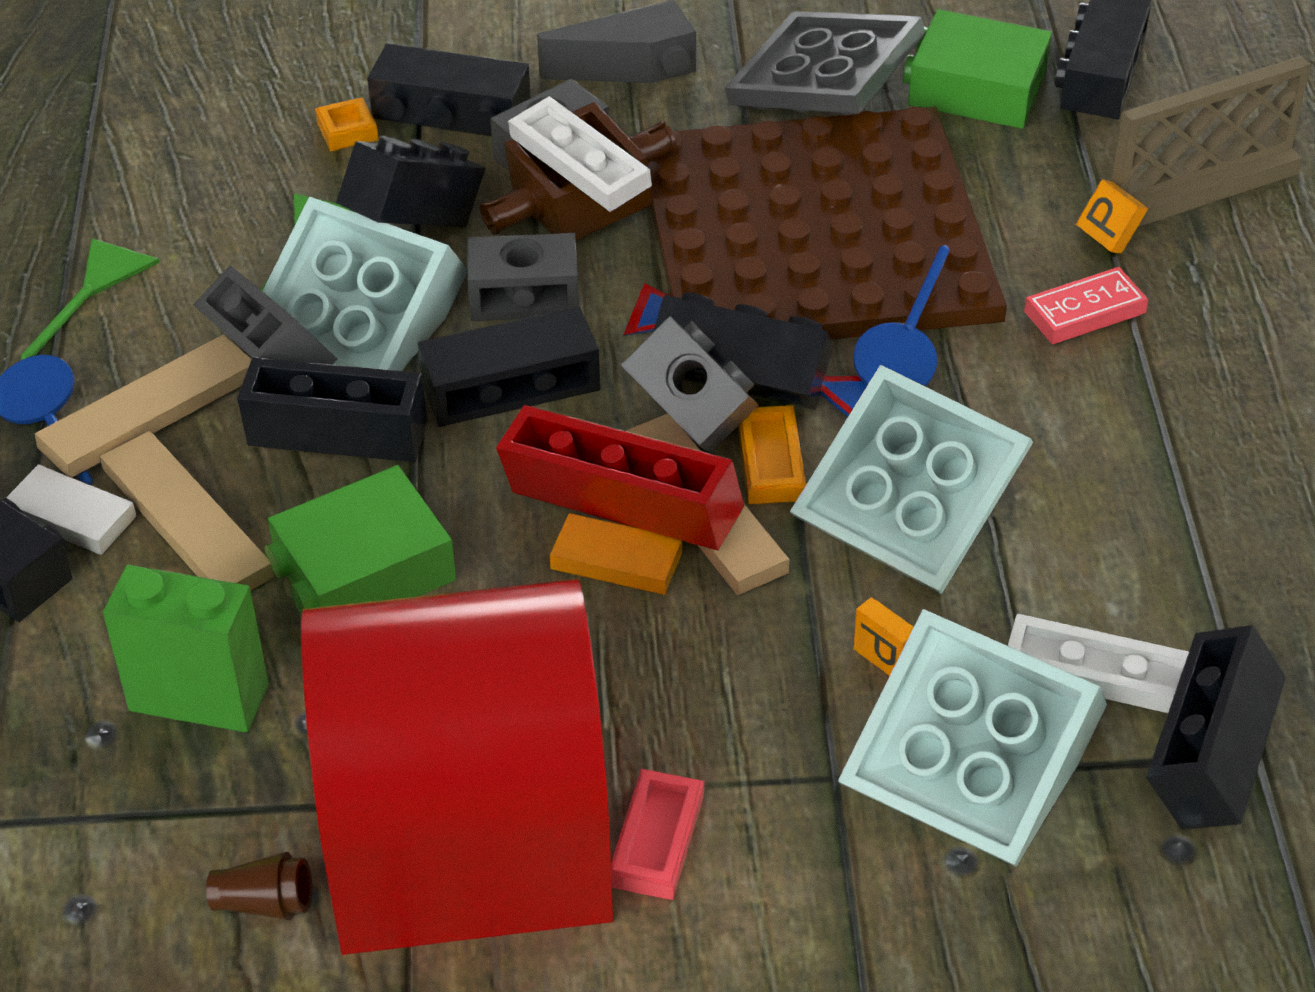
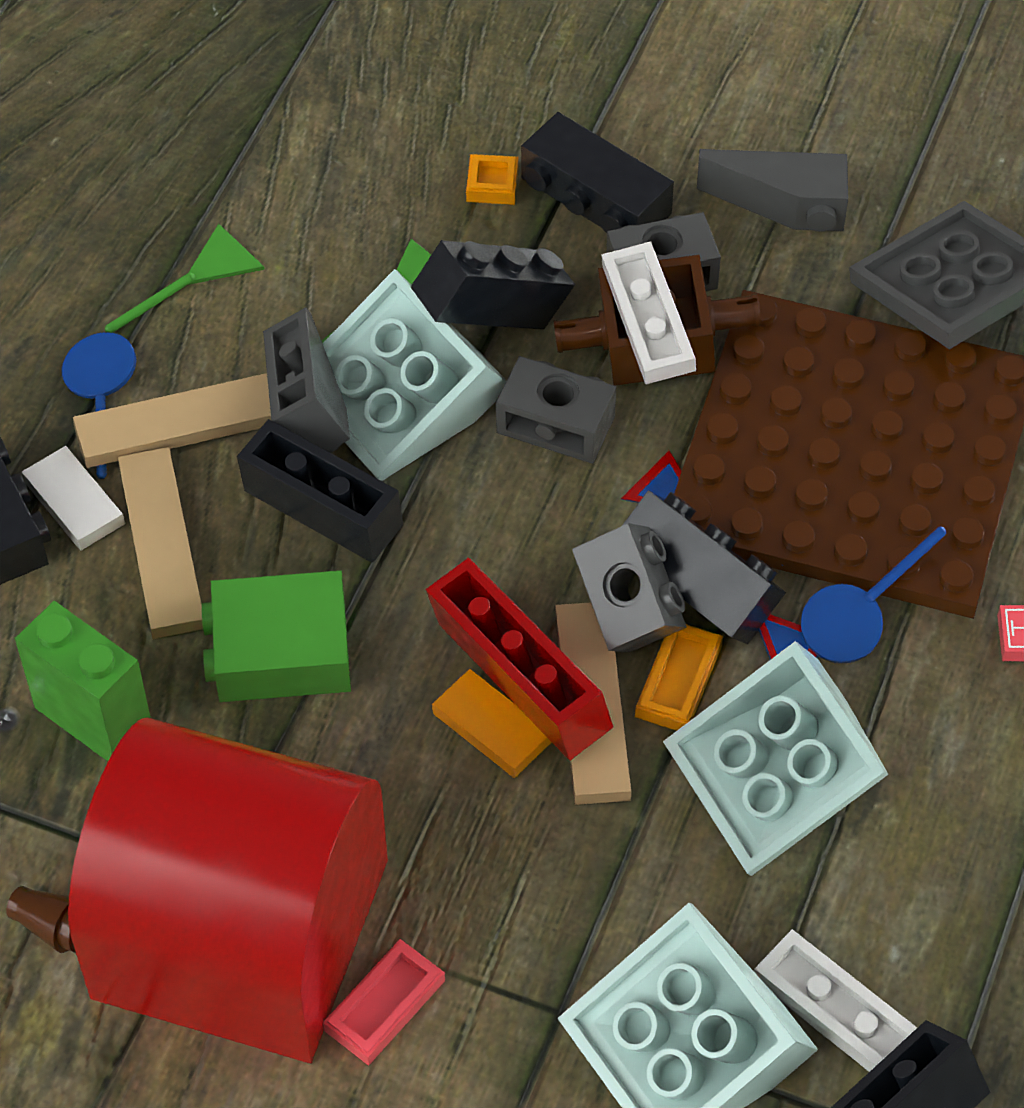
camera: 25 degrees right, 10 degrees up
(509, 366) = (495, 499): black brick -> none
(880, 634) = (662, 895): light orange tile -> none

